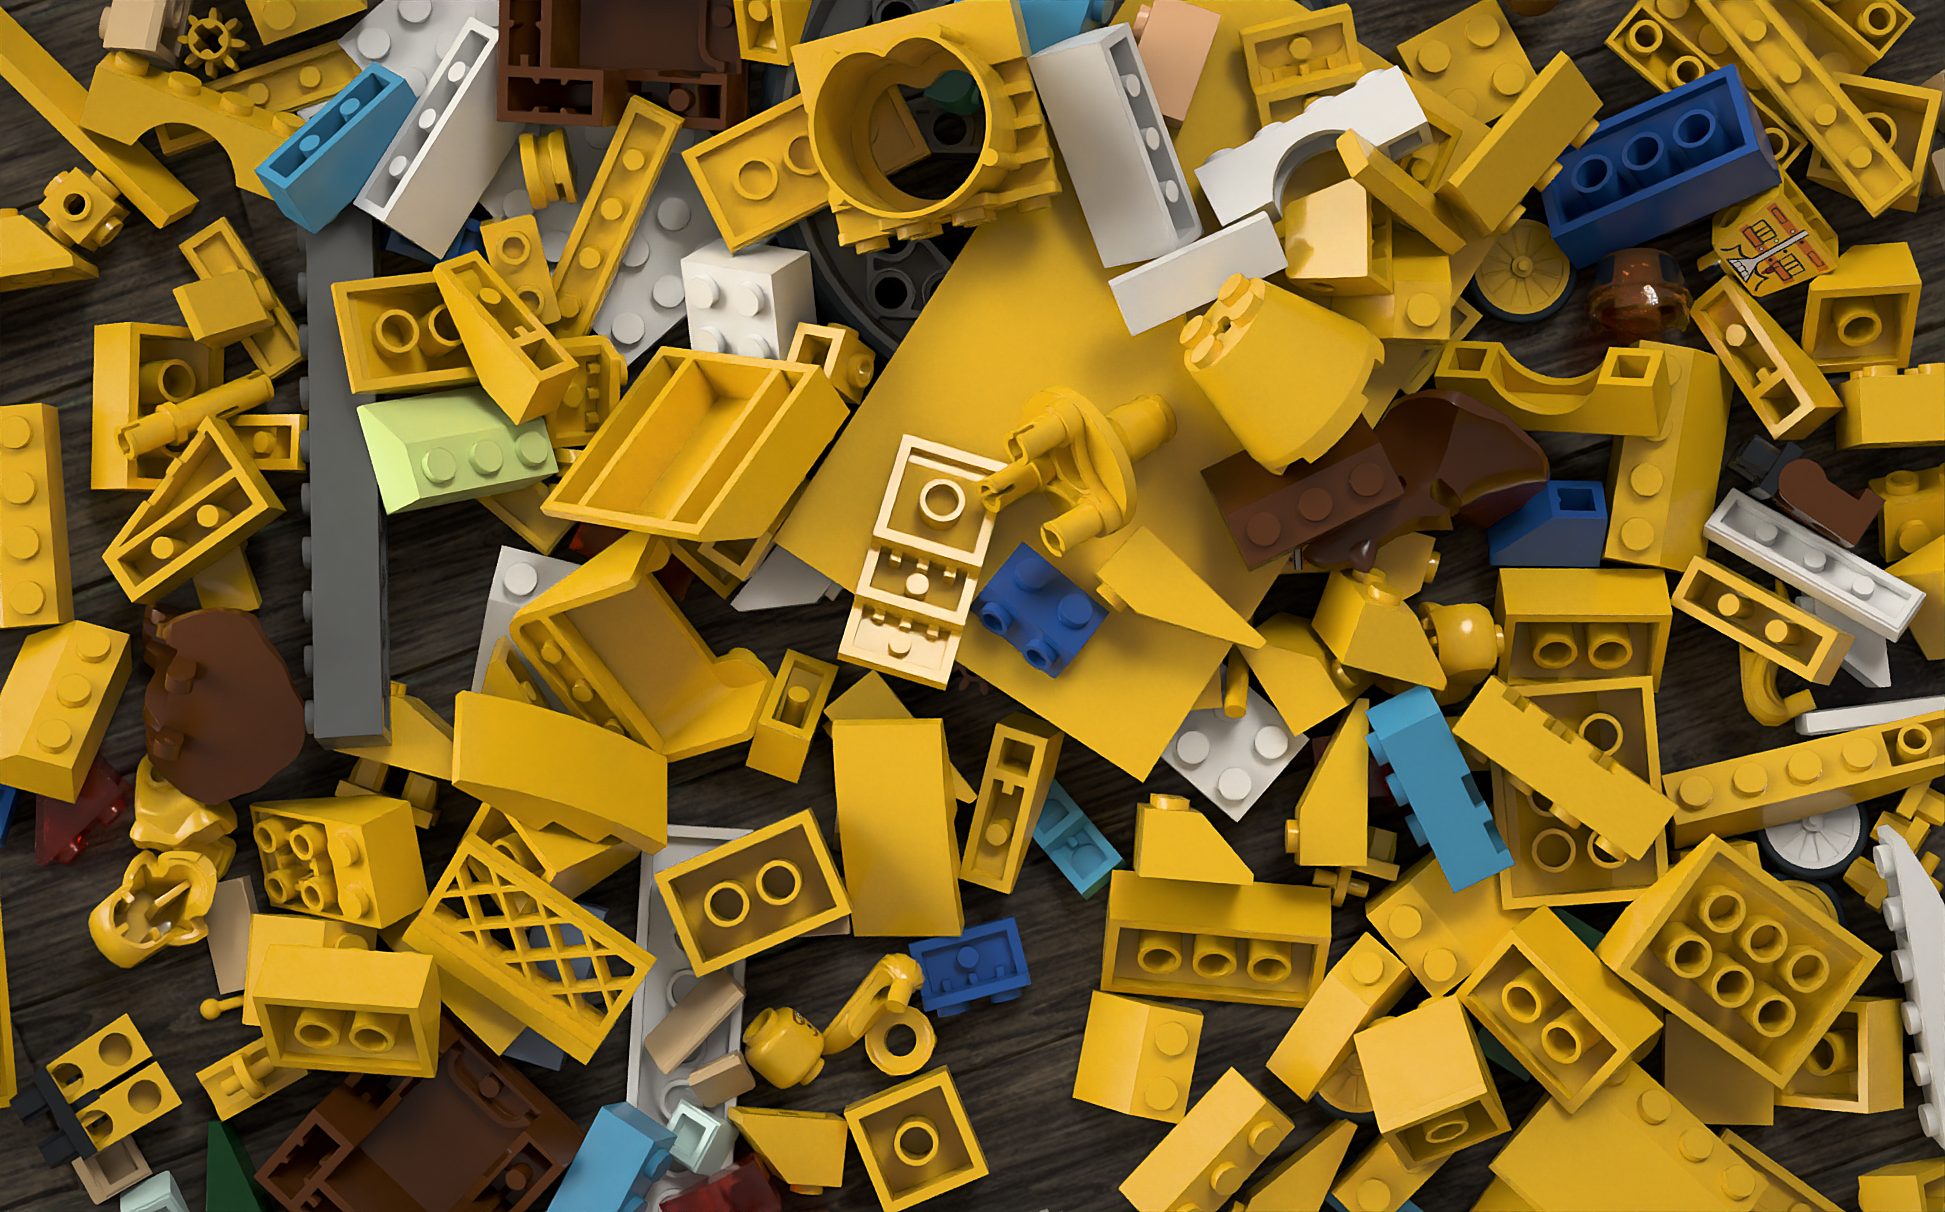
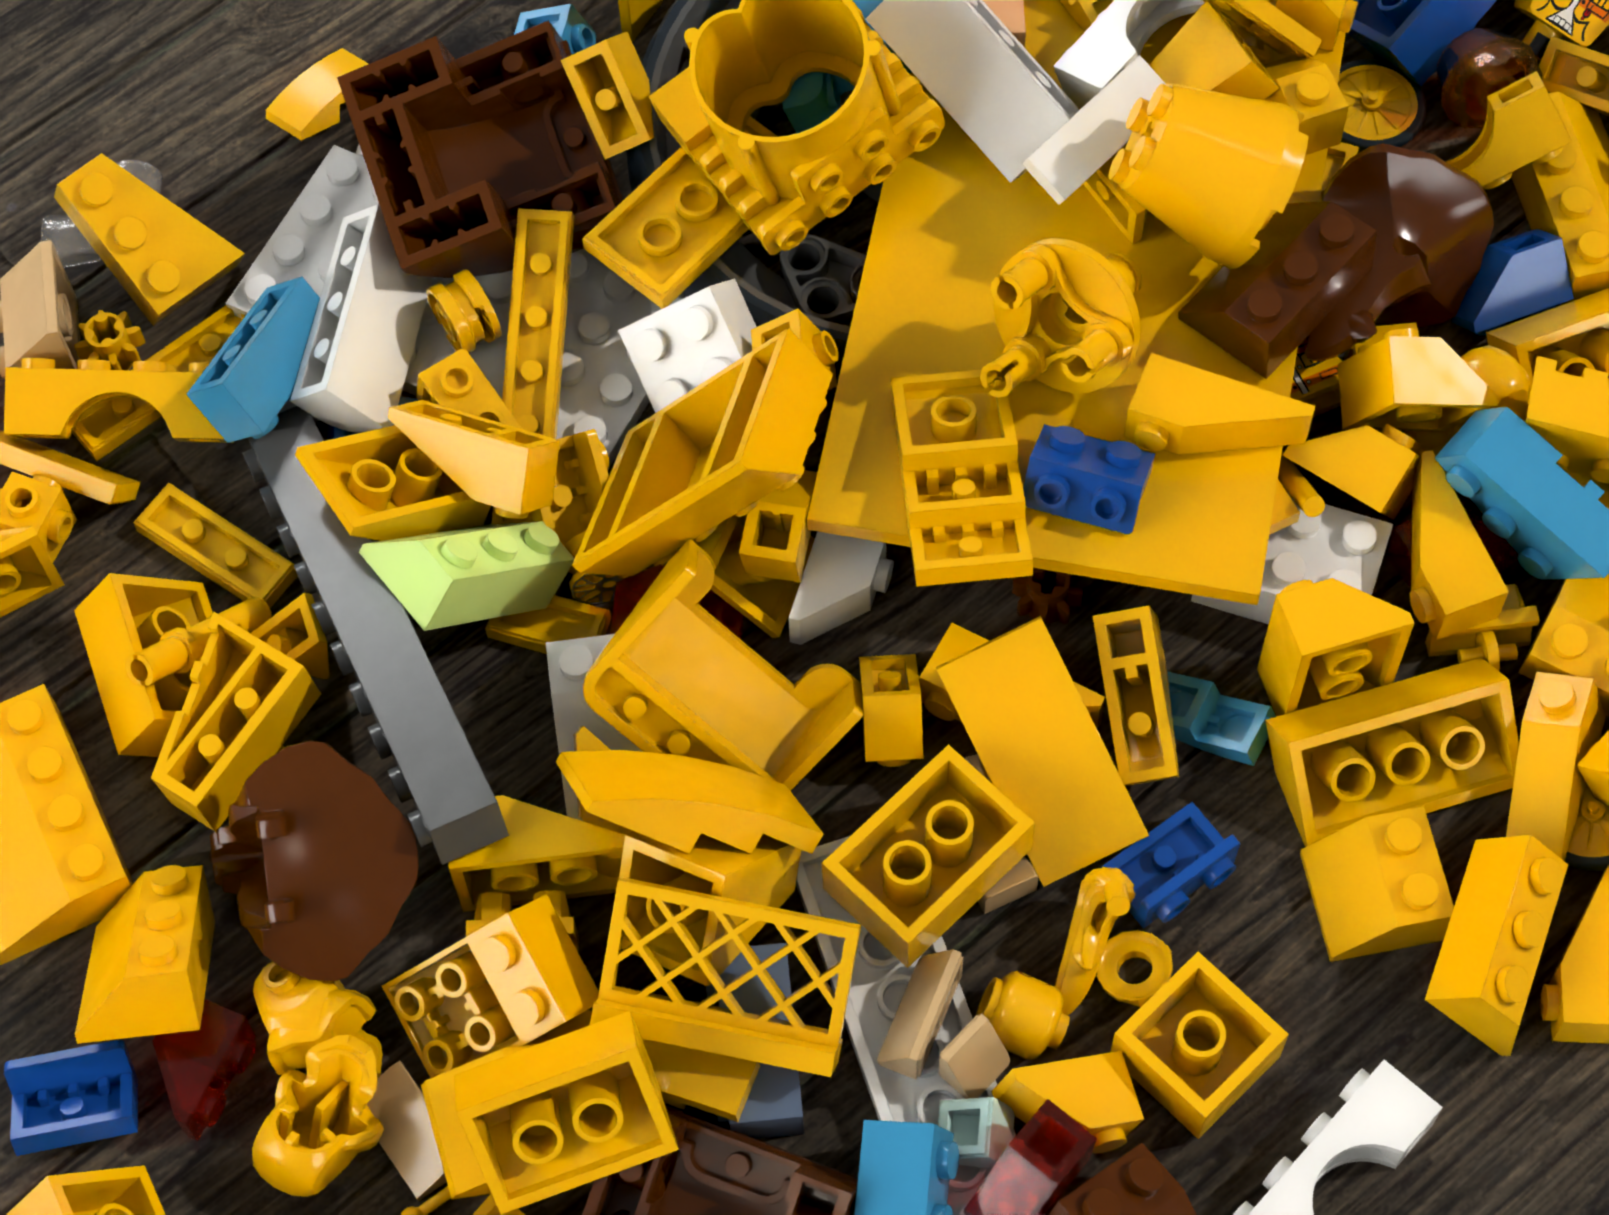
camera: 15 degrees left, 25 degrees down
(227, 307) = (199, 537): yellow slope -> none

